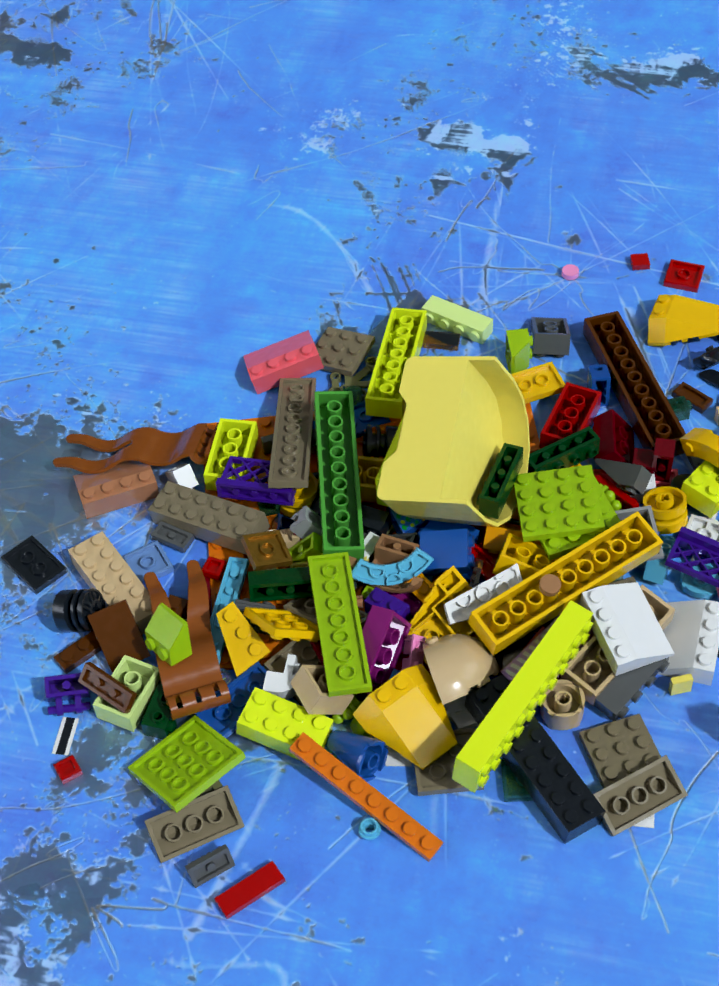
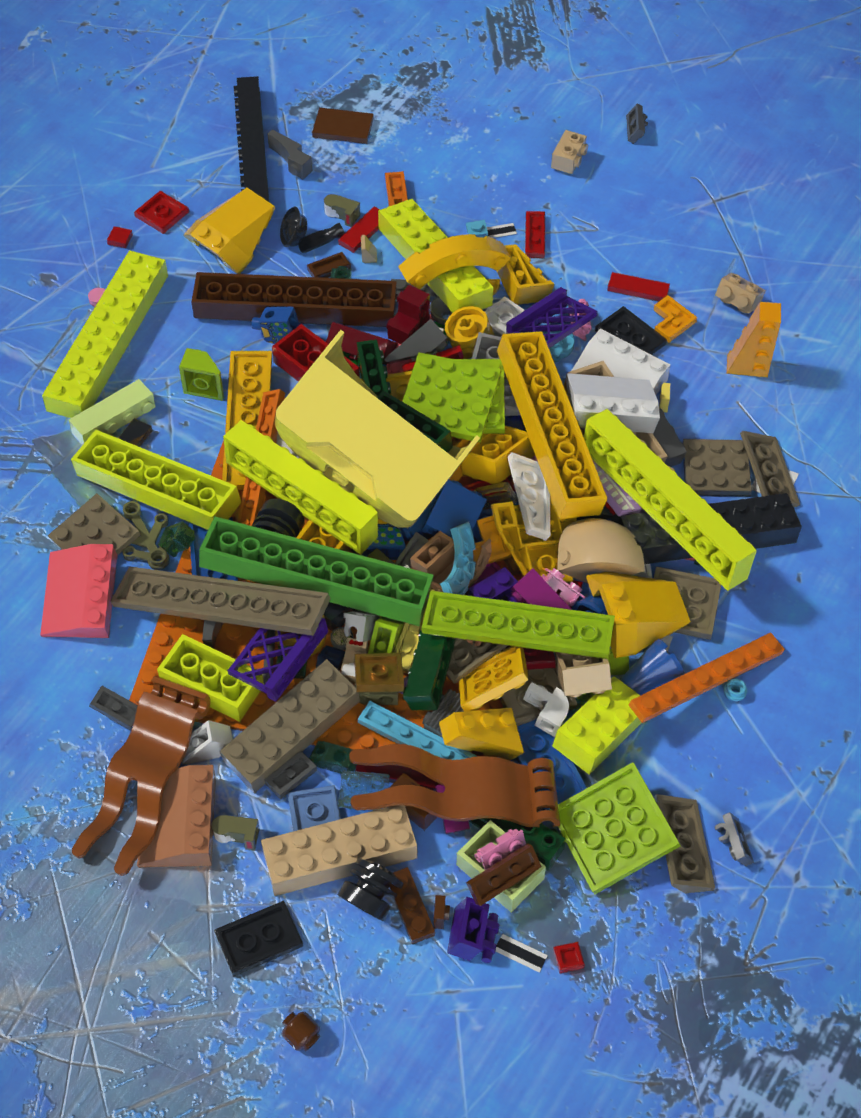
camera: 75 degrees left, 5 degrees up
(76, 665) = (441, 912): none -> reddish brown plate
(115, 526) = (236, 829): none -> olive leg
(118, 633) = (424, 854): reddish brown tile -> none
(127, 676) = (507, 844): none -> bright pink hinge
(168, 635) = (470, 788): lime slope -> none
(173, 581) = (360, 783): none -> clear light blue bracket
(192, 412) = (114, 707): none -> dark grey plate
(194, 551) = (332, 757): none -> clear green leg
(214, 568) = (359, 739): red tile -> none
(249, 890) = (770, 813): red tile -> none
(534, 287) = (105, 335): none -> neon yellow brick
(549, 585) = (561, 429): medium nougat tile -> none
(550, 336) = (174, 338): dark grey slope -> none

